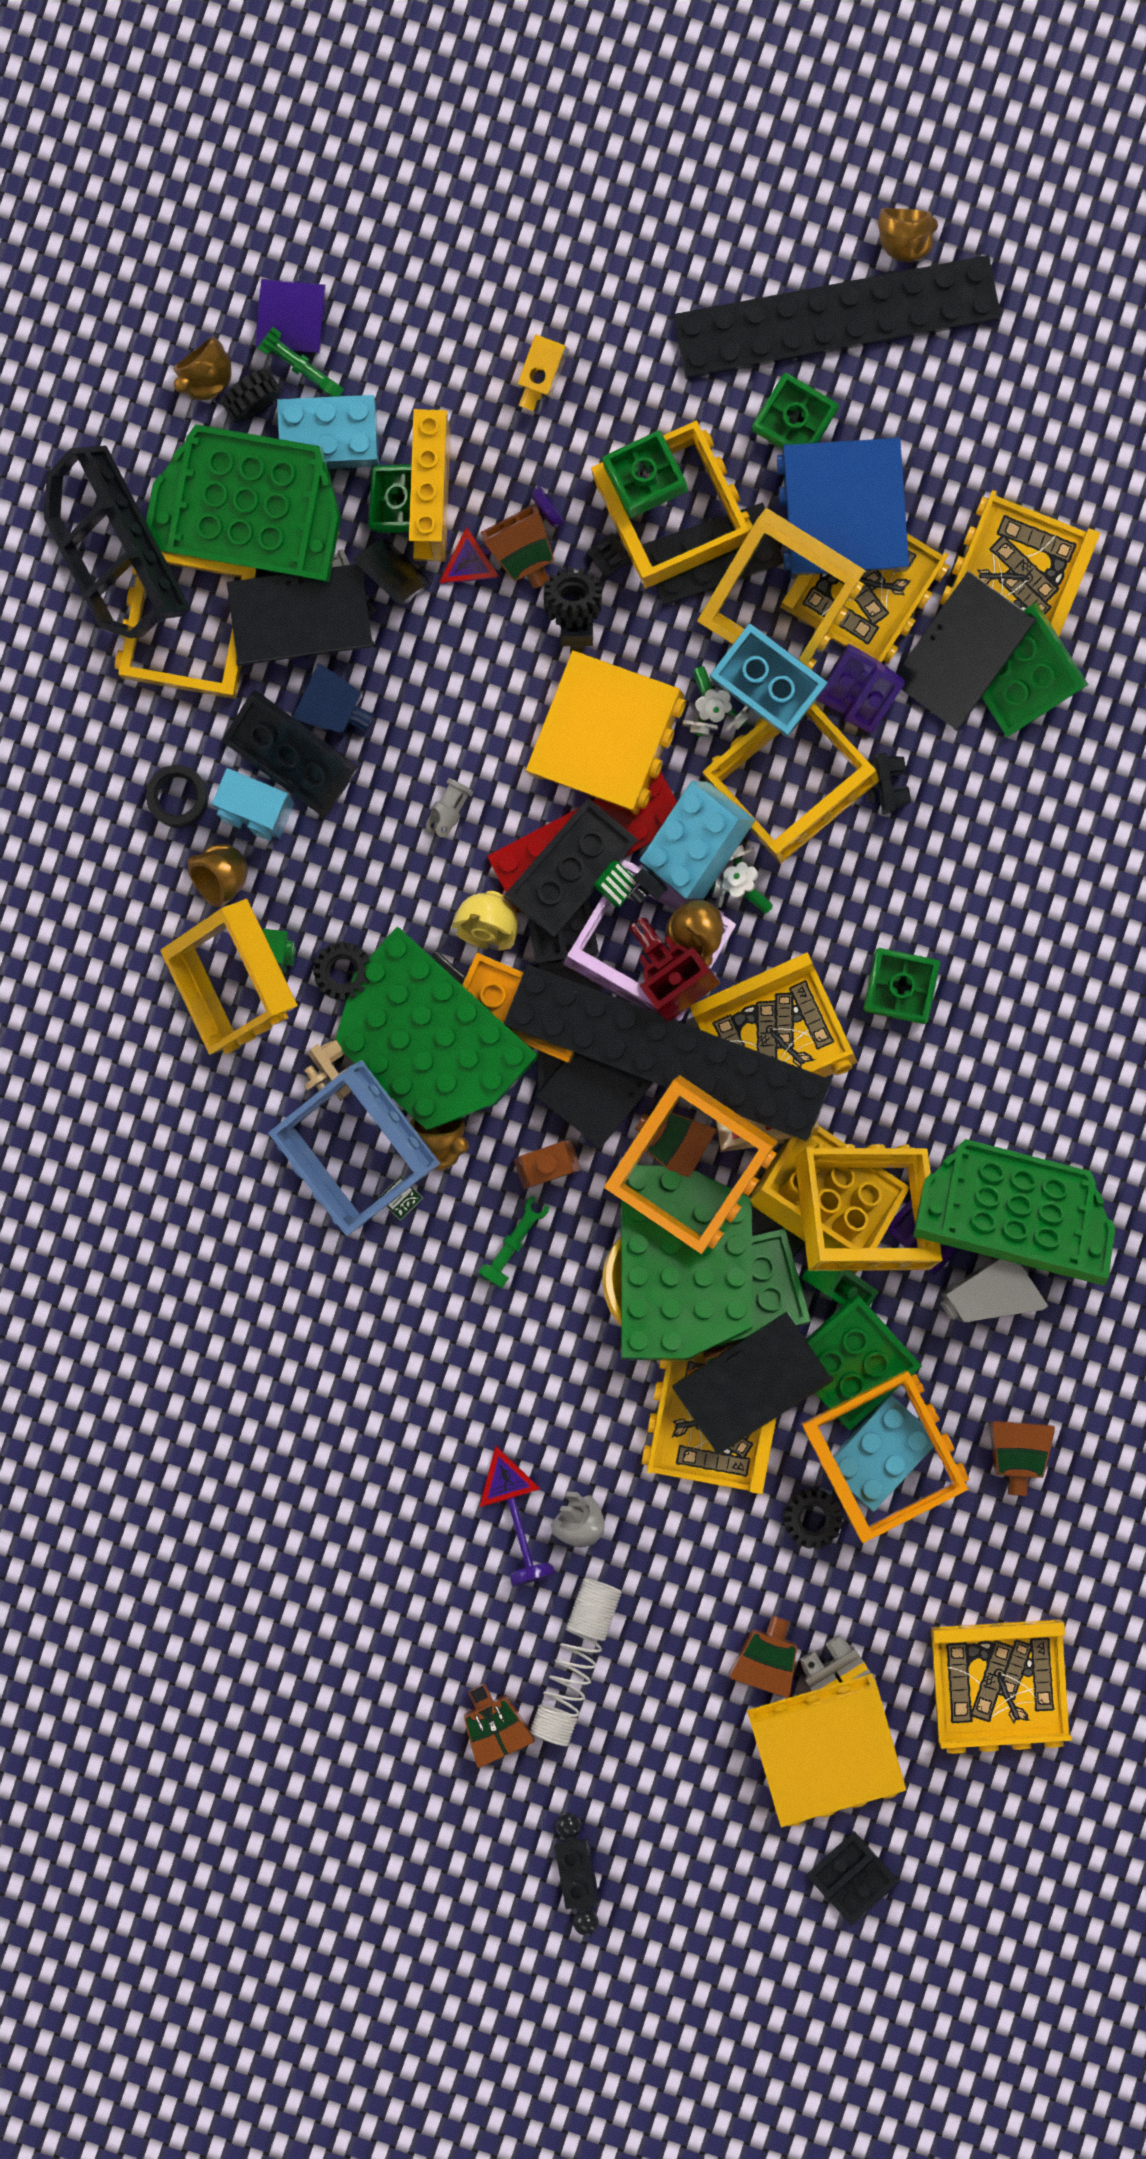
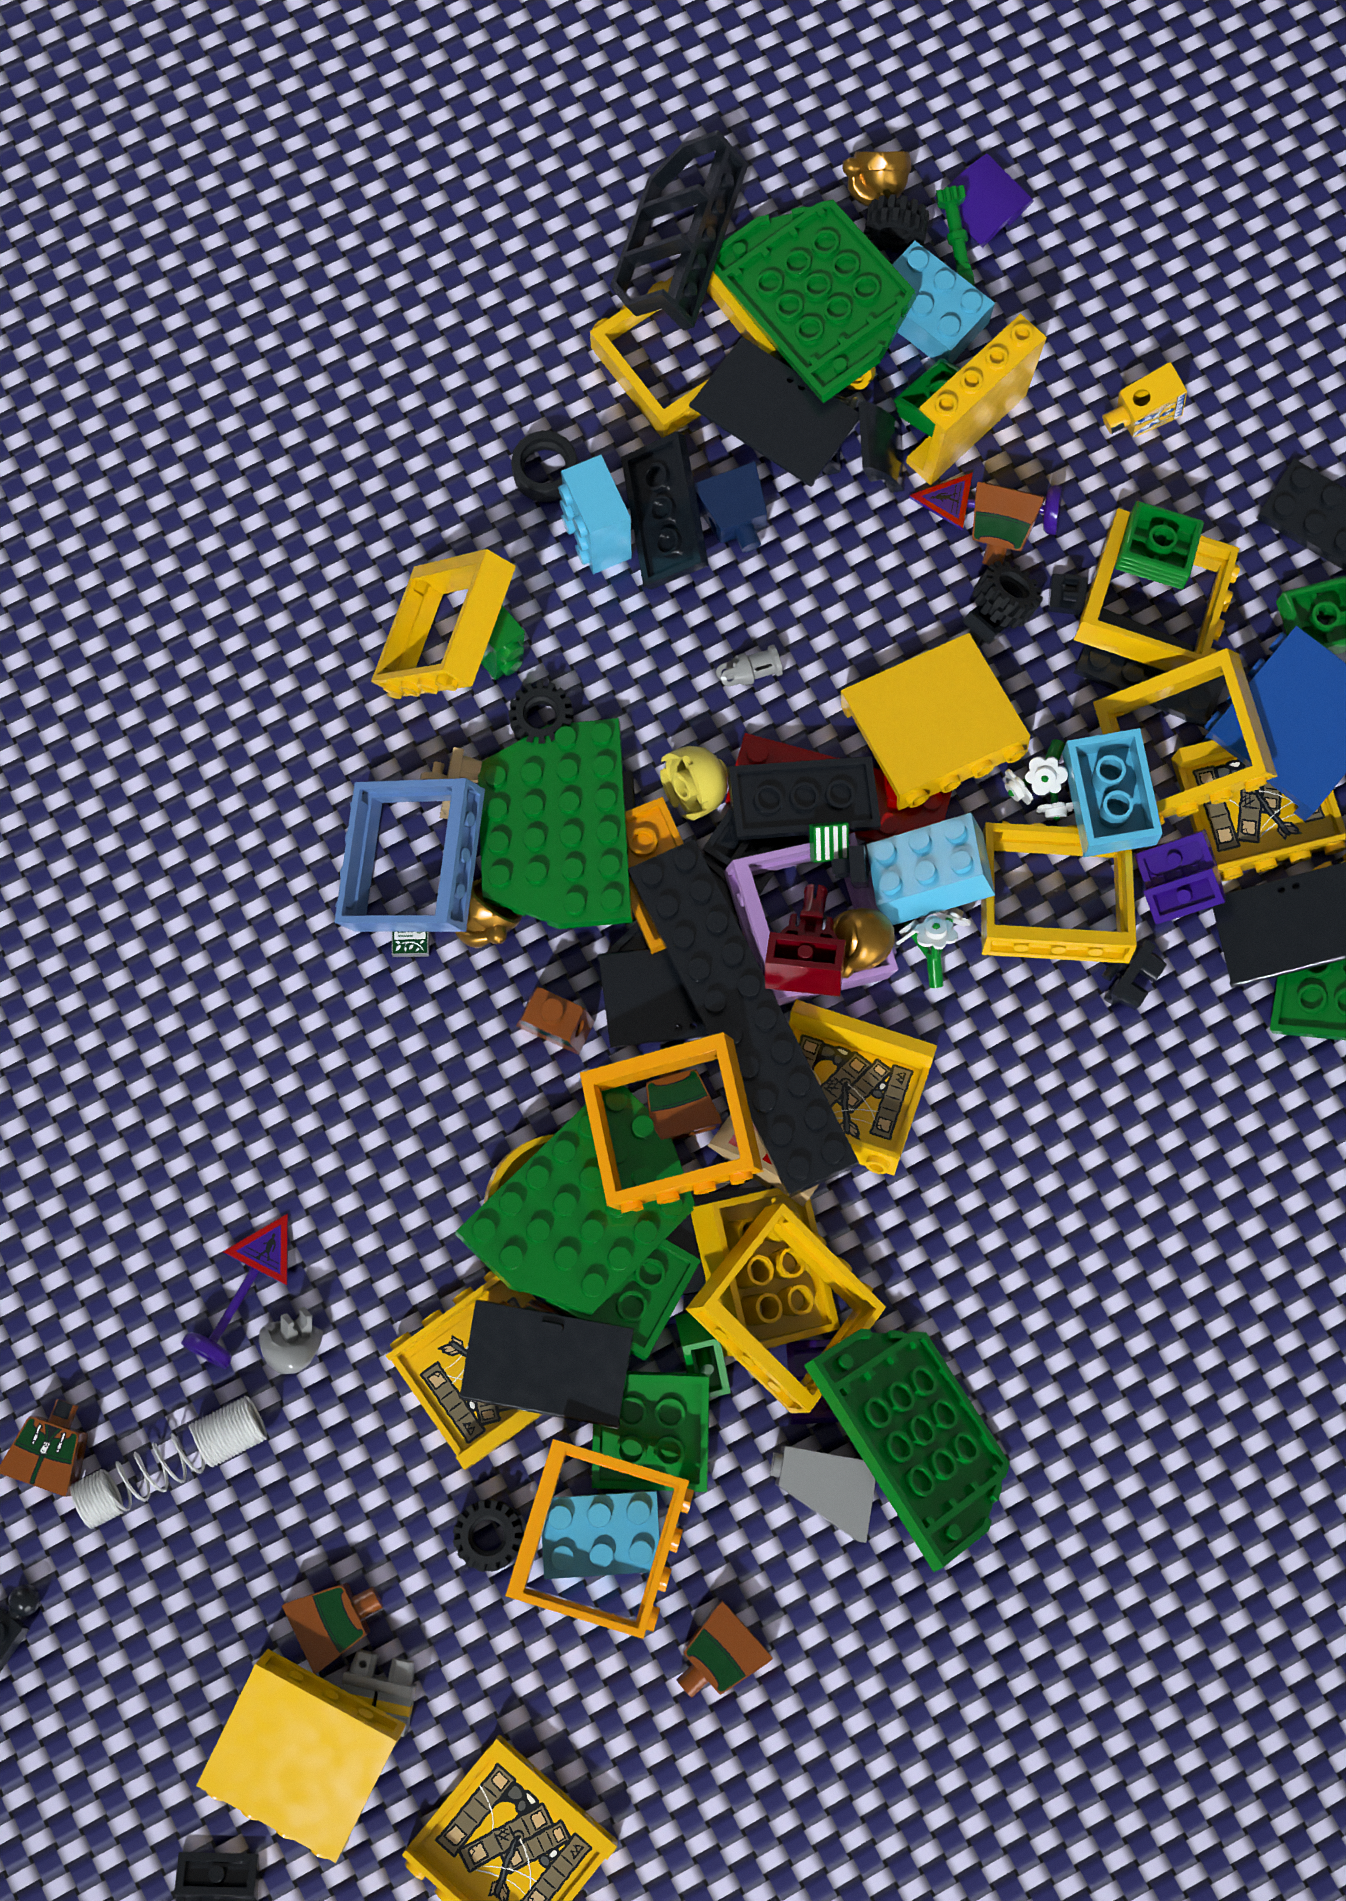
camera: 40 degrees right, 10 degrees down
(218, 873) = (523, 546): pearl gold piece -> none
(512, 1244) = (463, 1059): green piece -> none
(918, 972) = (997, 1127): green brick -> none

